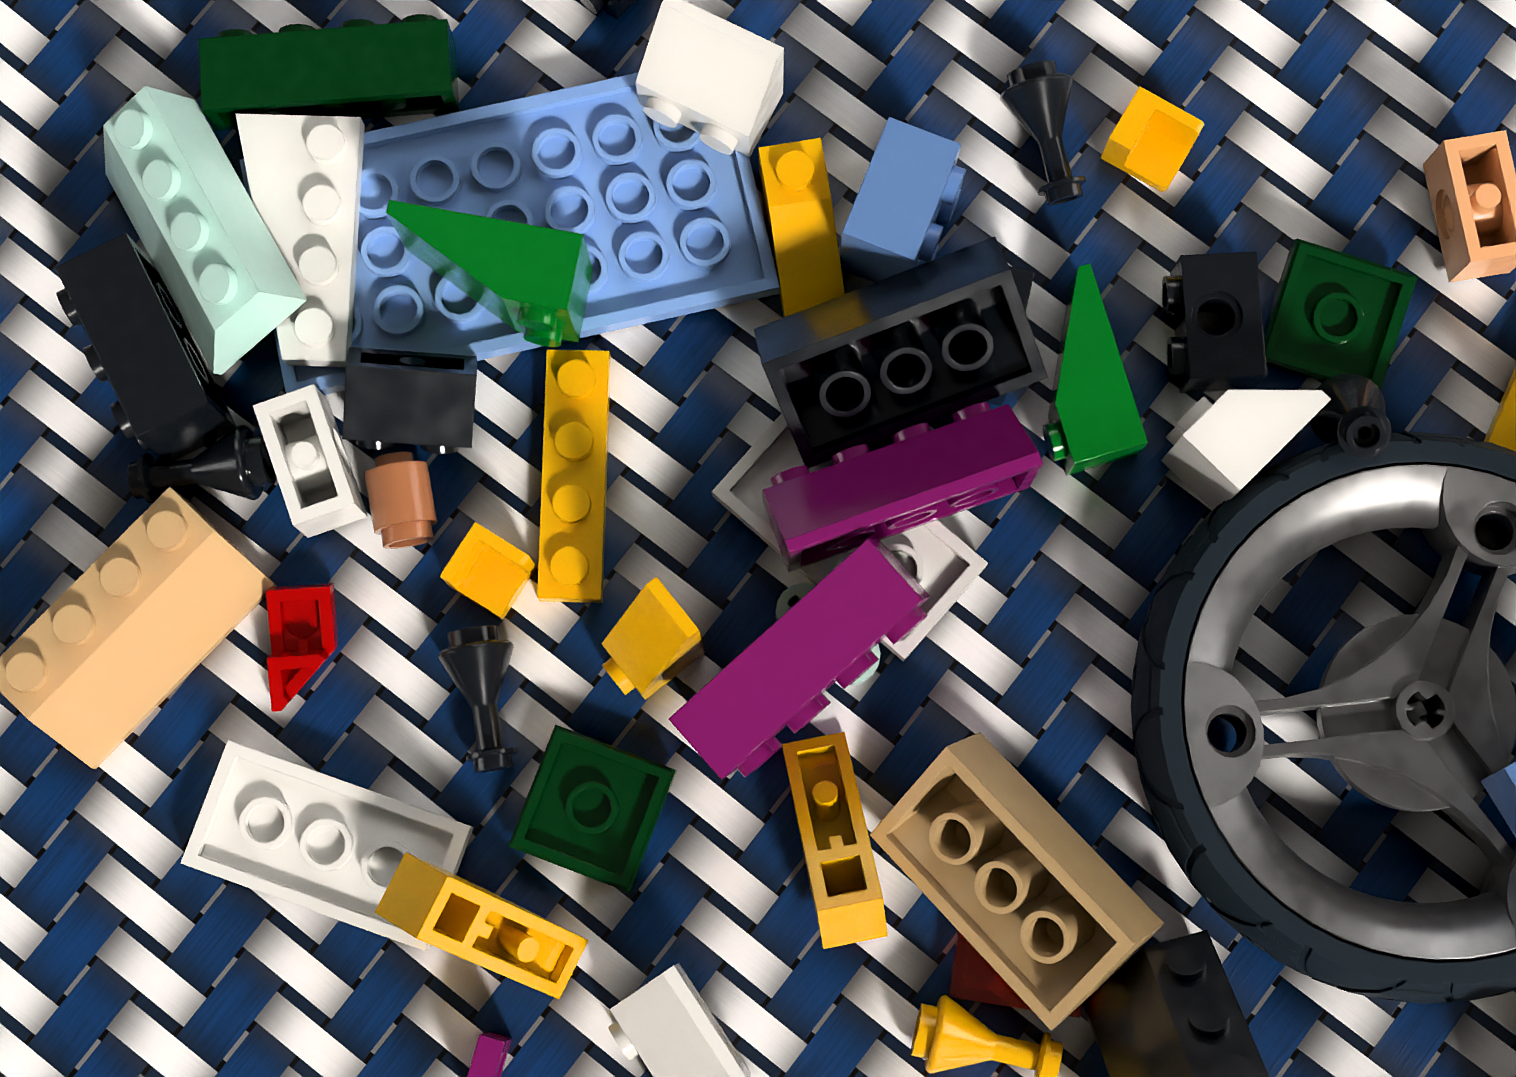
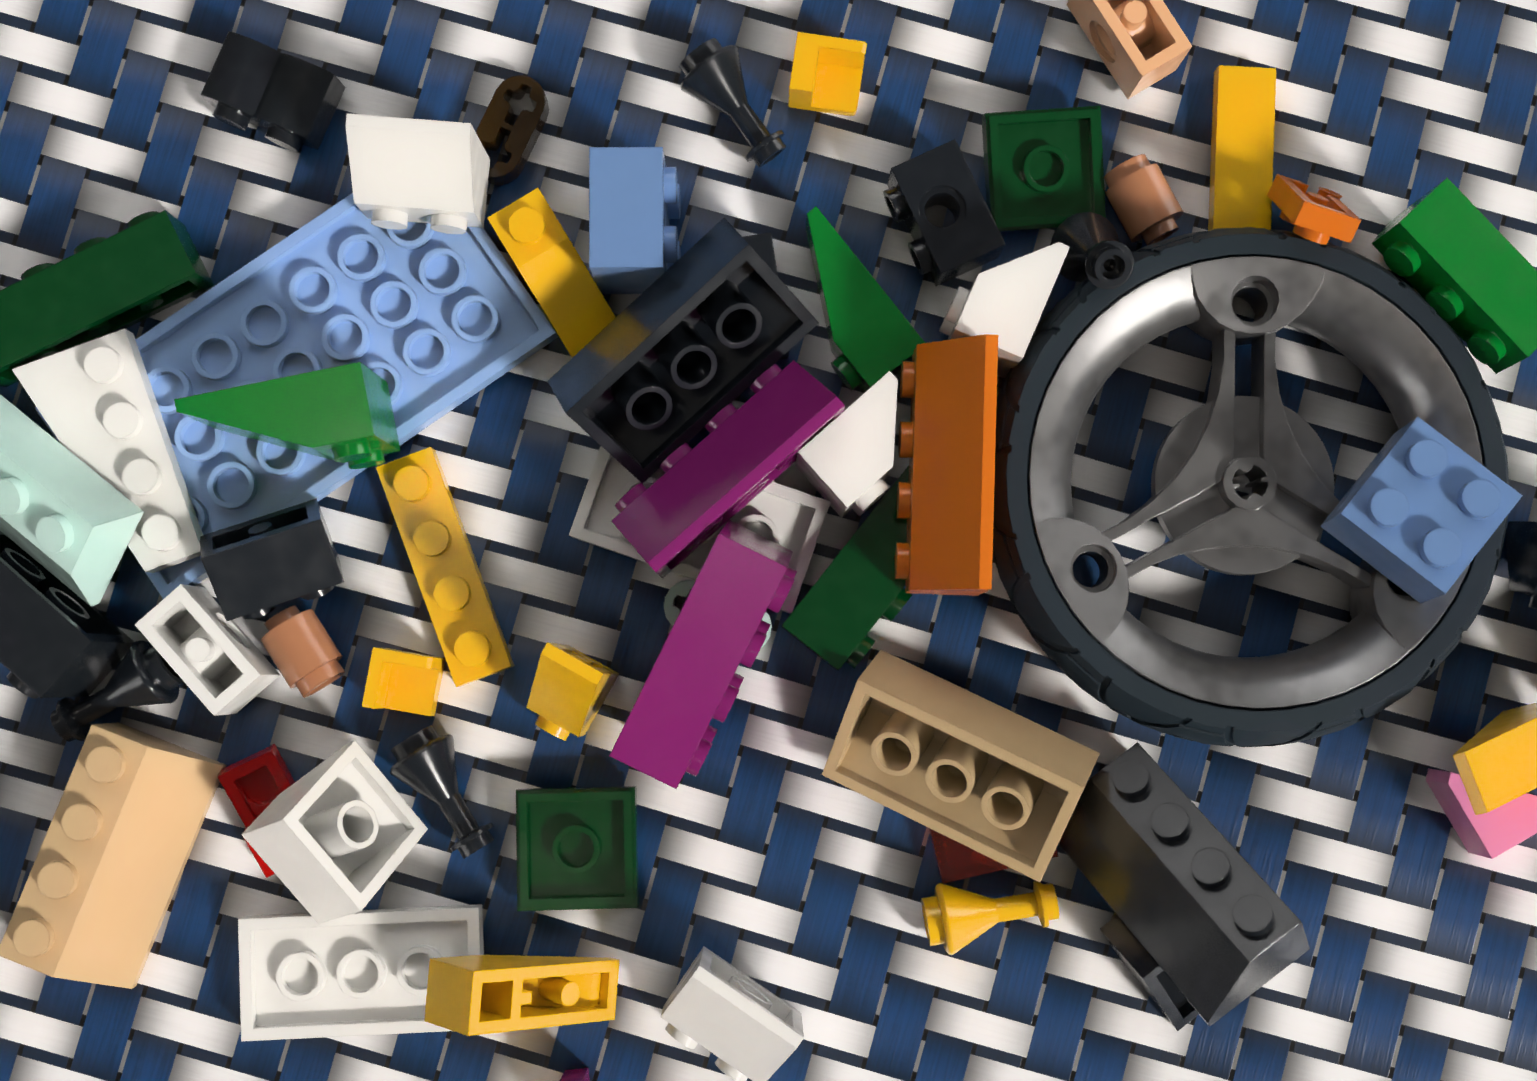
camera: 25 degrees left, 5 degrees up
(361, 694) = (336, 834): none -> white slope
(822, 83) = (521, 136): none -> dark brown beam
(835, 841) = (793, 791): yellow slope -> none
(1019, 639) = (855, 589): none -> dark green brick
(1031, 520) = (855, 451): none -> white slope
(1123, 570) = (949, 467): none -> orange slope
(1425, 387) = (1143, 200): none -> nougat brick

